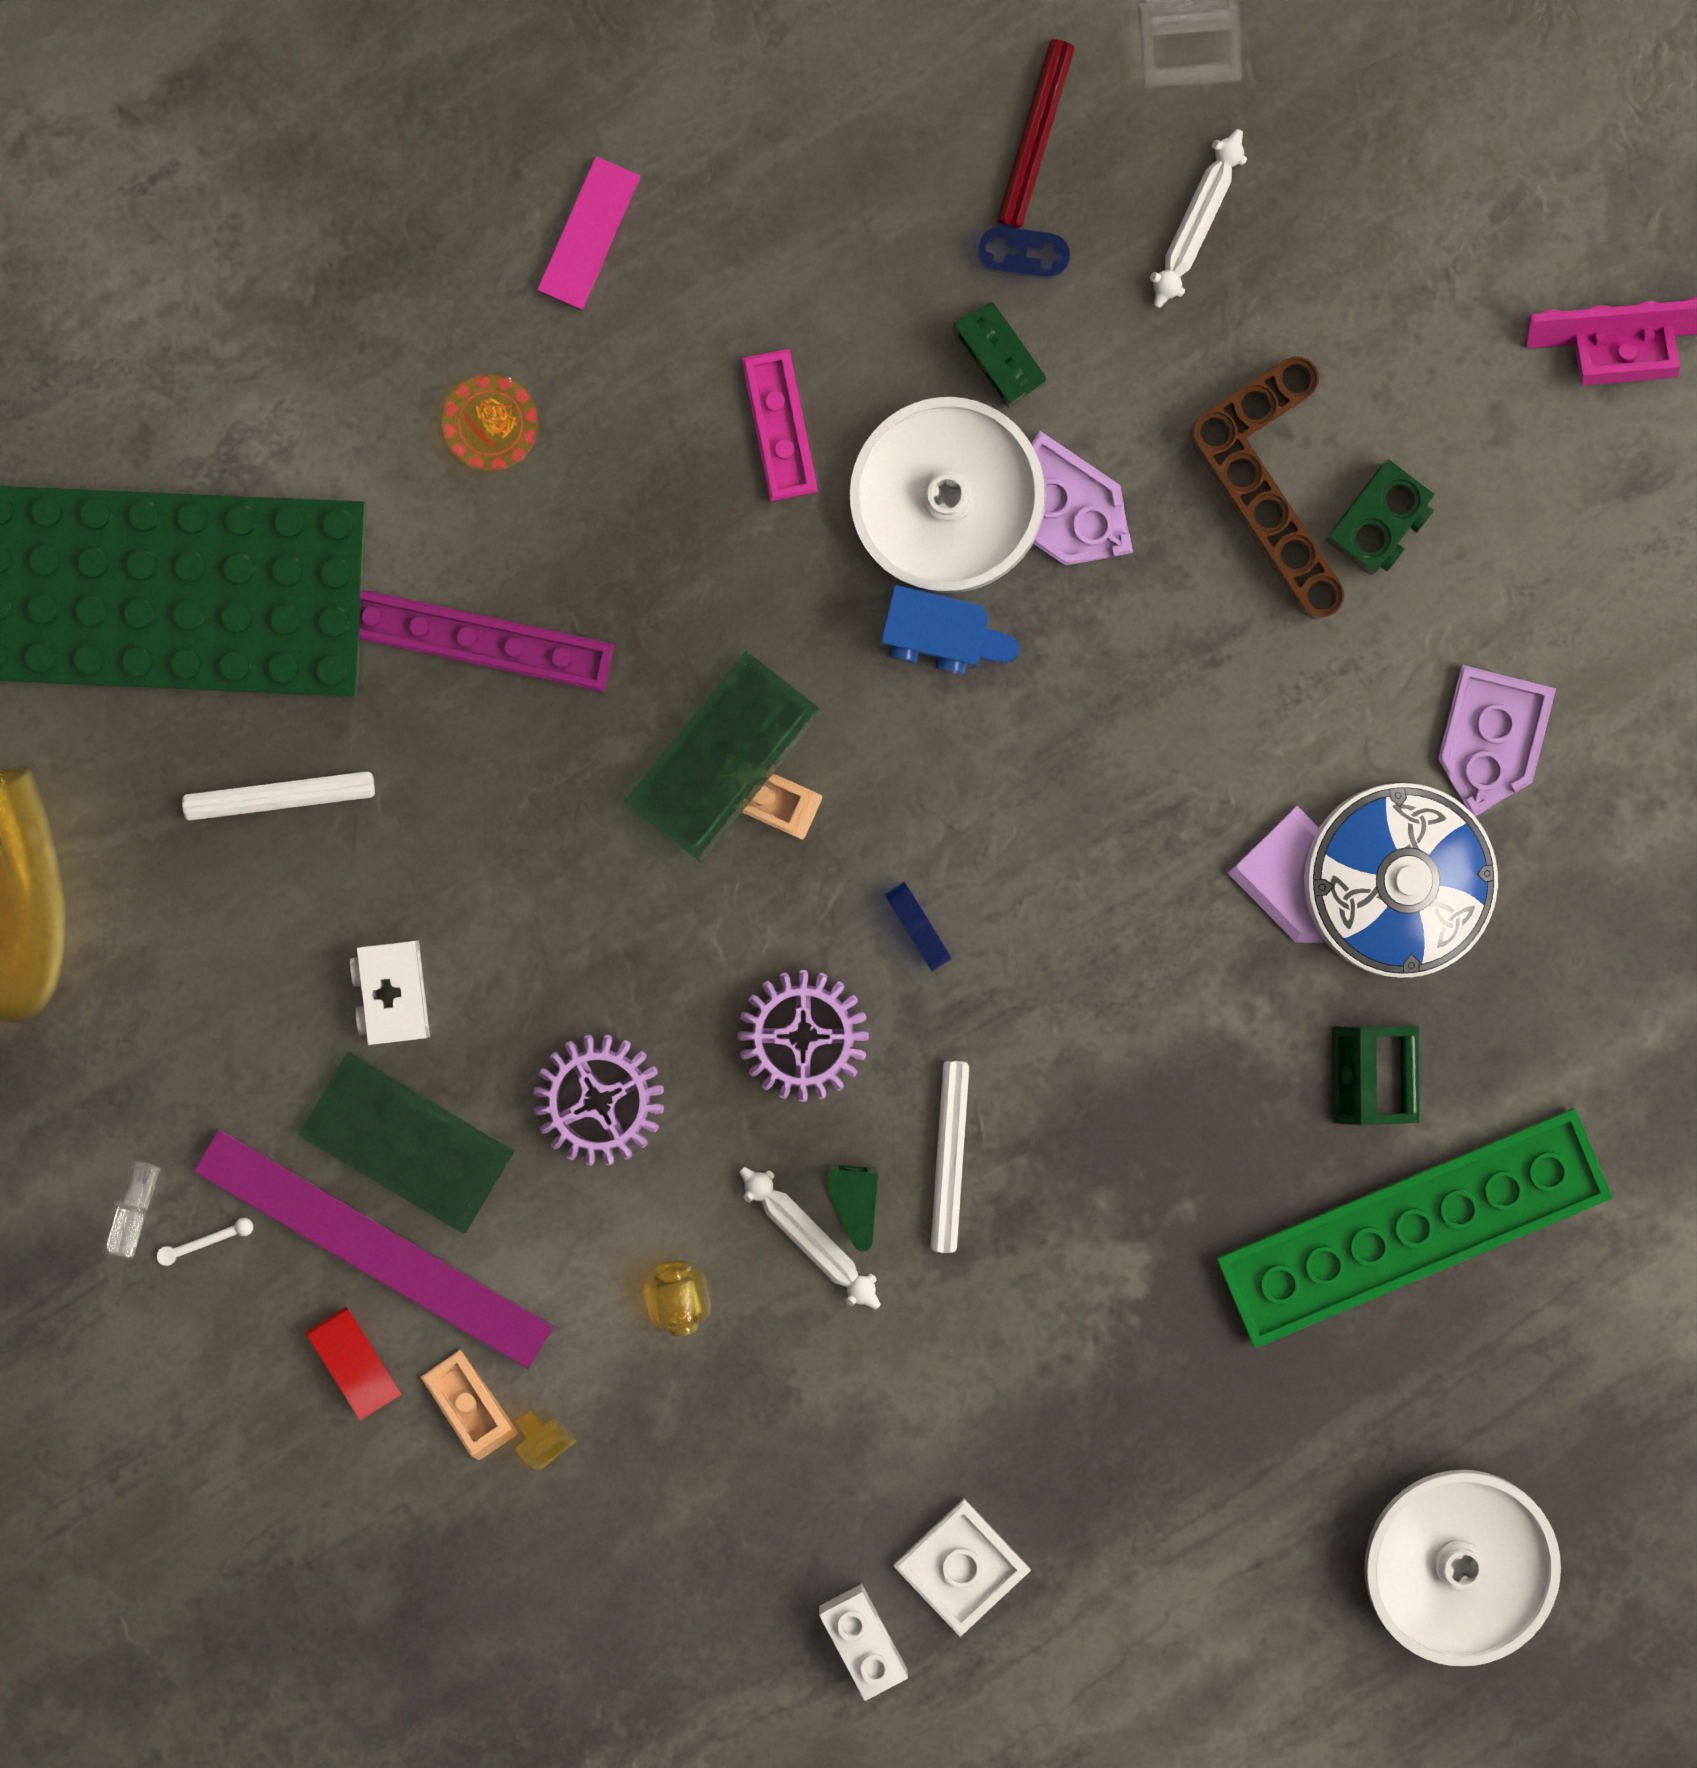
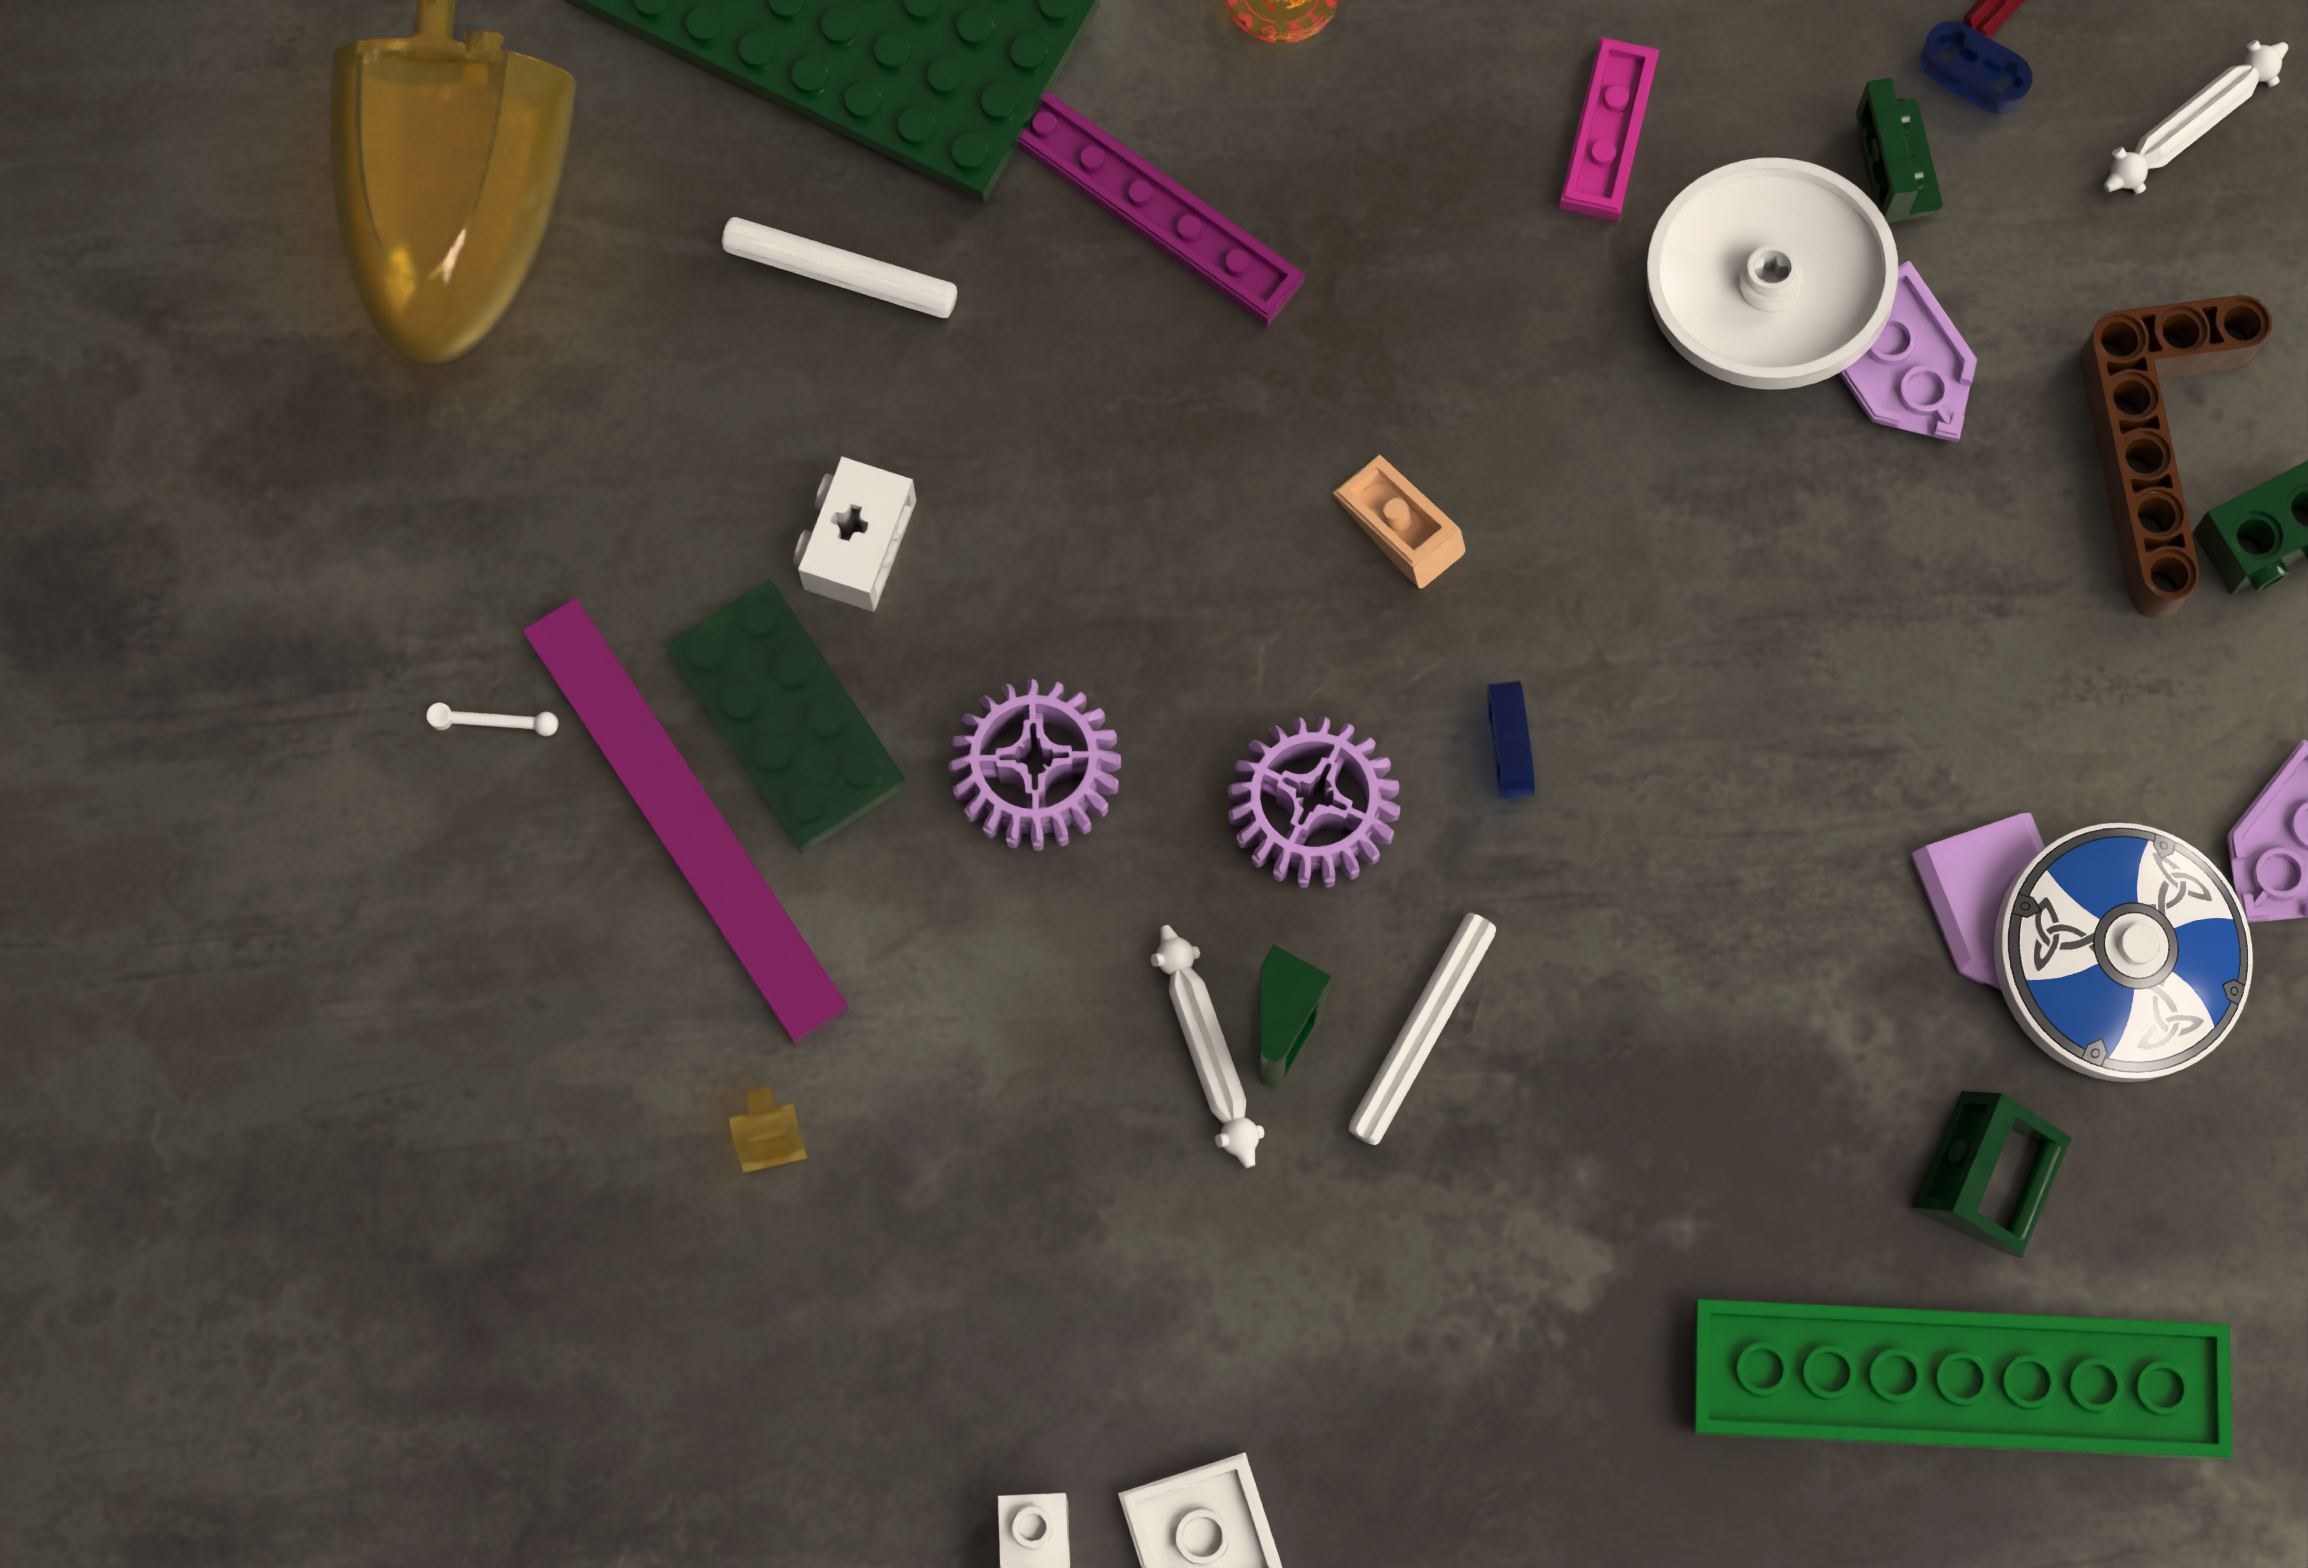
camera: 30 degrees right, 15 degrees down
(132, 1208) = (428, 640): clear axle -> none
(353, 1363) = (589, 934): red slope -> none
(469, 1405) = (700, 1055): light nougat slope -> none
(677, 1297) = (1013, 1037): clear yellow head -> none
(723, 756) = (1372, 445): clear green plate -> none
(944, 631) = (1696, 412): blue hinge -> none

